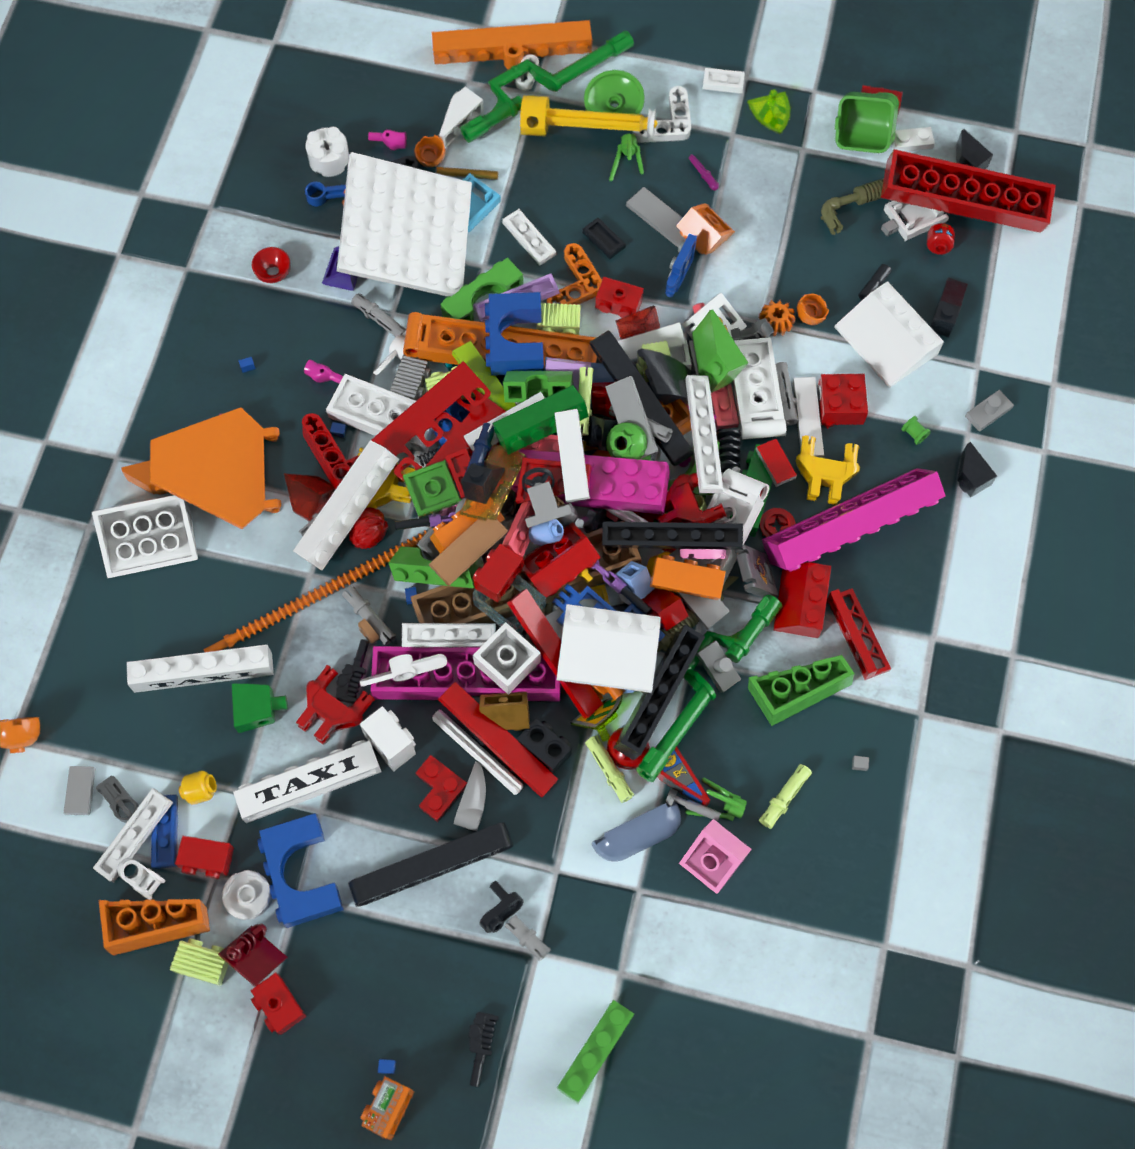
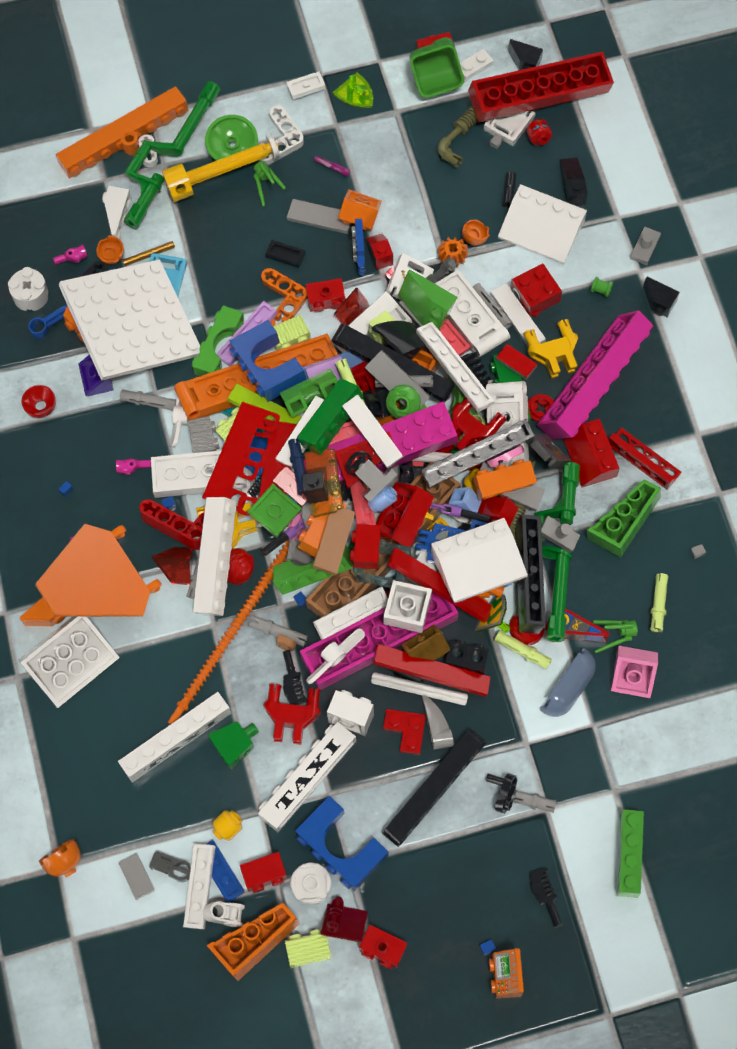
camera: 25 degrees left, 0 degrees up
(529, 237) = (227, 280): white tile -> none
(693, 806) = (597, 644): light grey piece -> none
(701, 281) = (380, 251): none -> red slope

